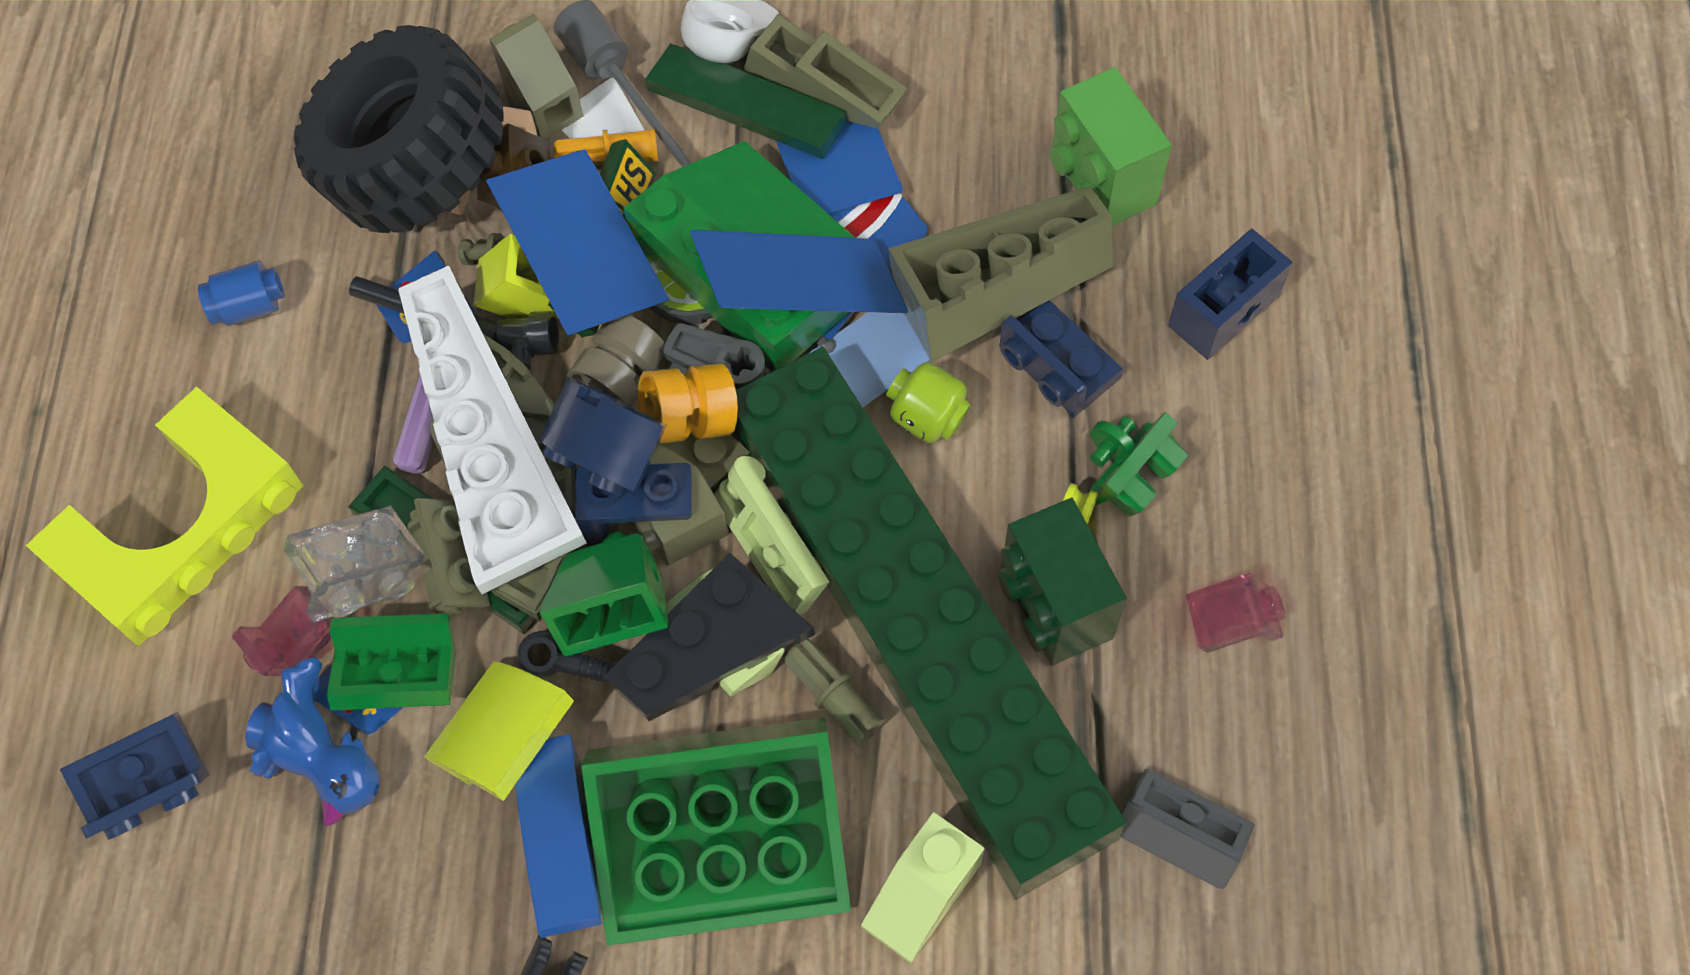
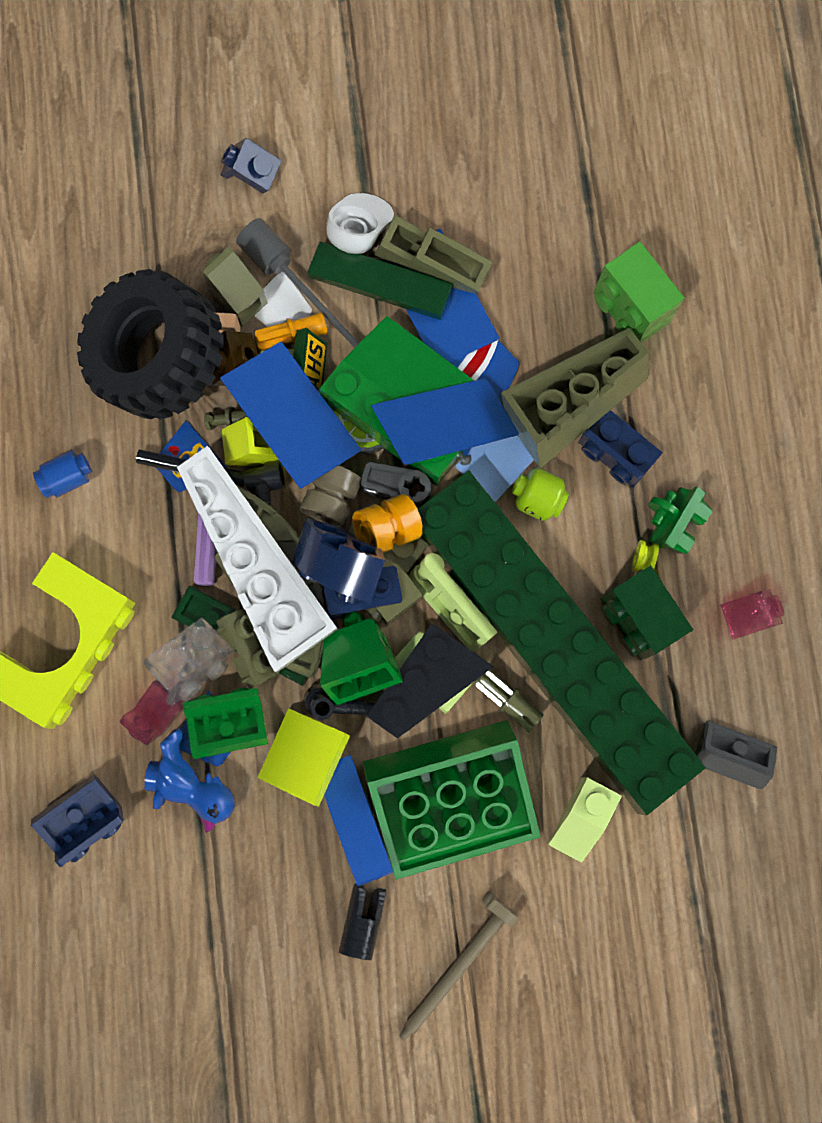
camera: 15 degrees left, 15 degrees up
(1229, 293) = (728, 393): dark blue brick -> none

